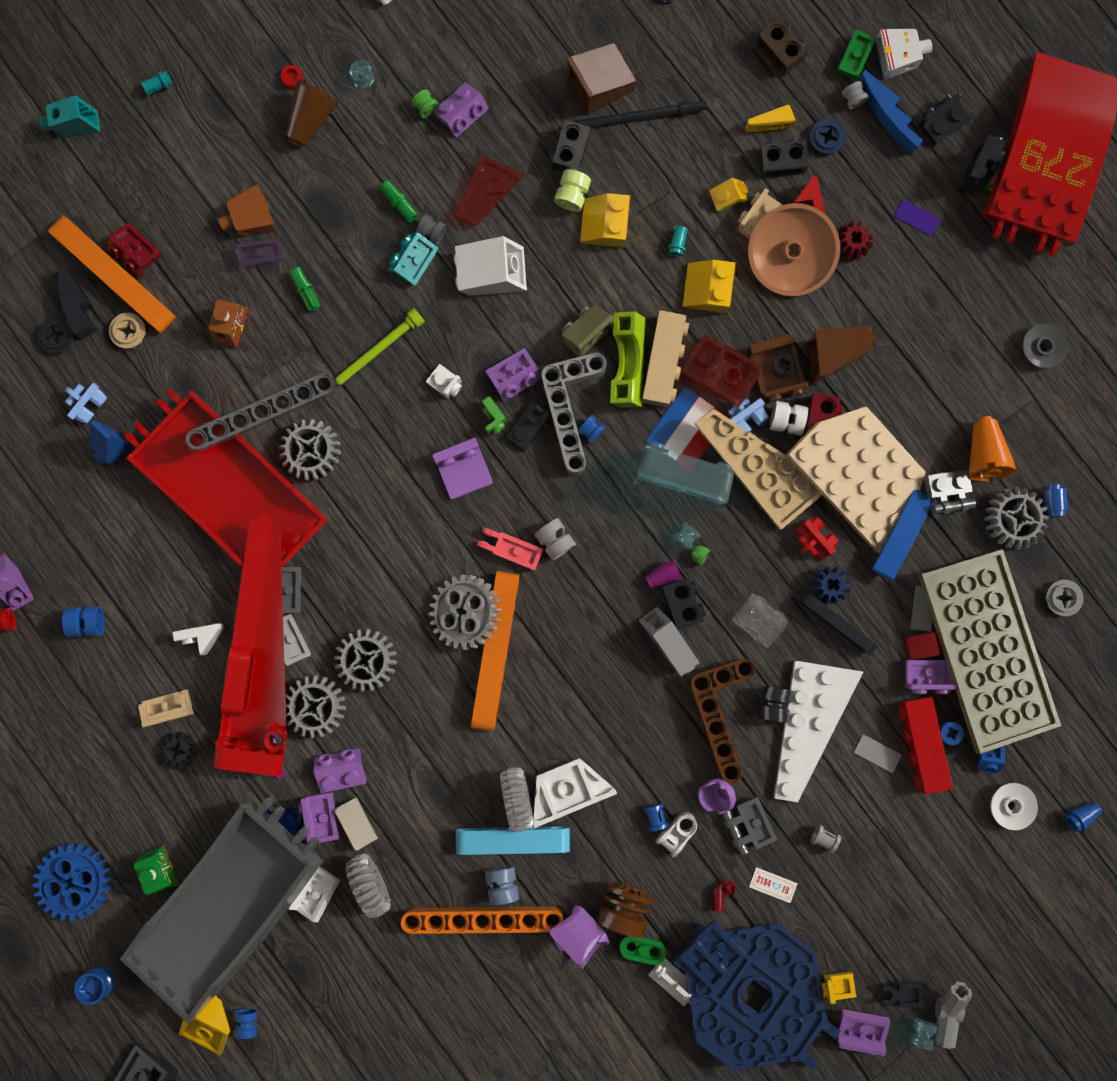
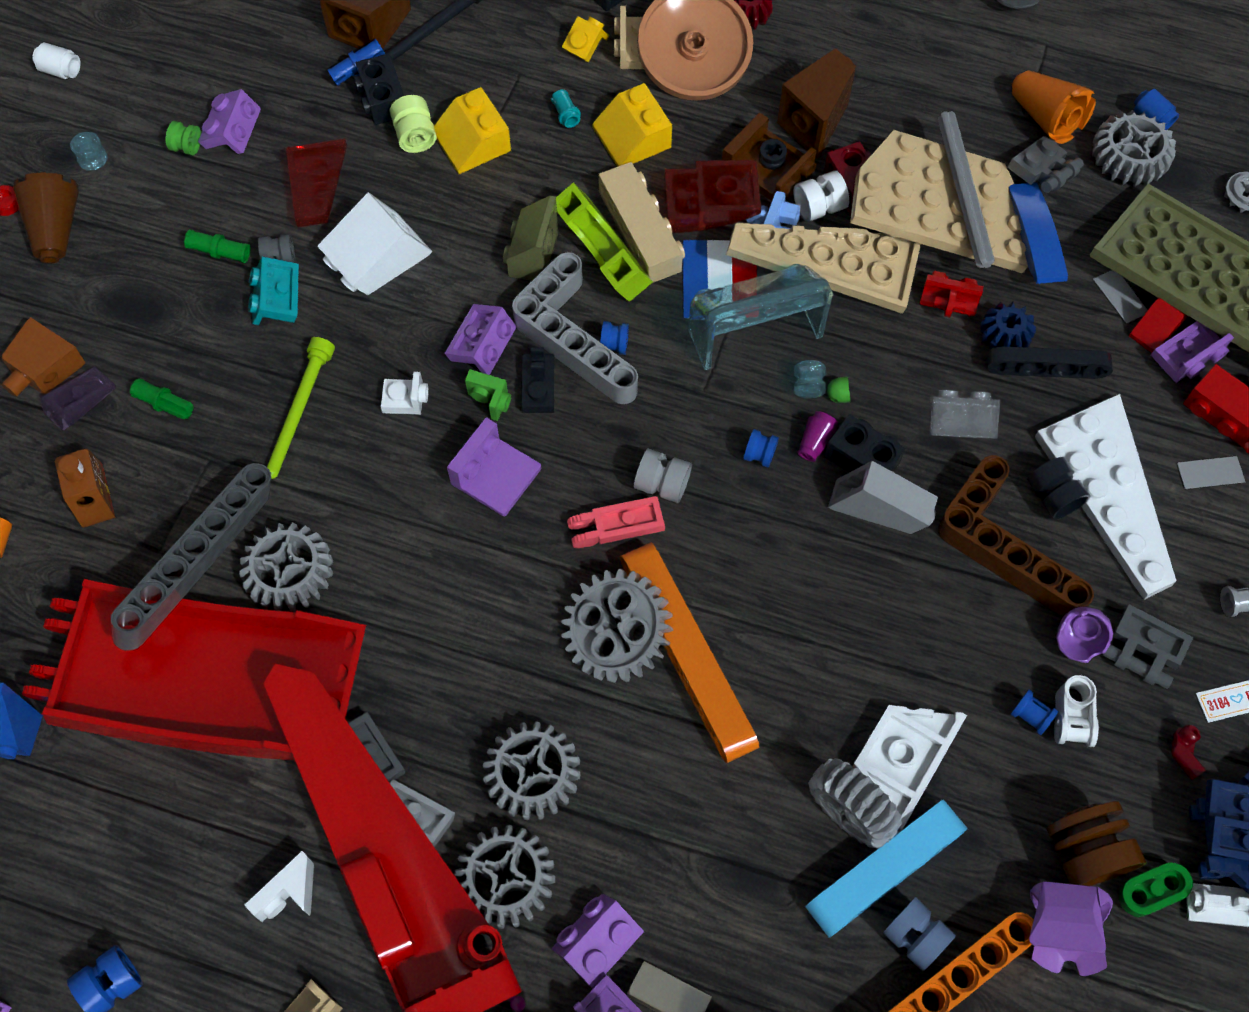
camera: 35 degrees left, 20 degrees down
(568, 114) = (348, 68): none -> blue pin
(625, 560) = (761, 448): none -> blue wheel
(877, 479) = (966, 190): none -> light grey axle

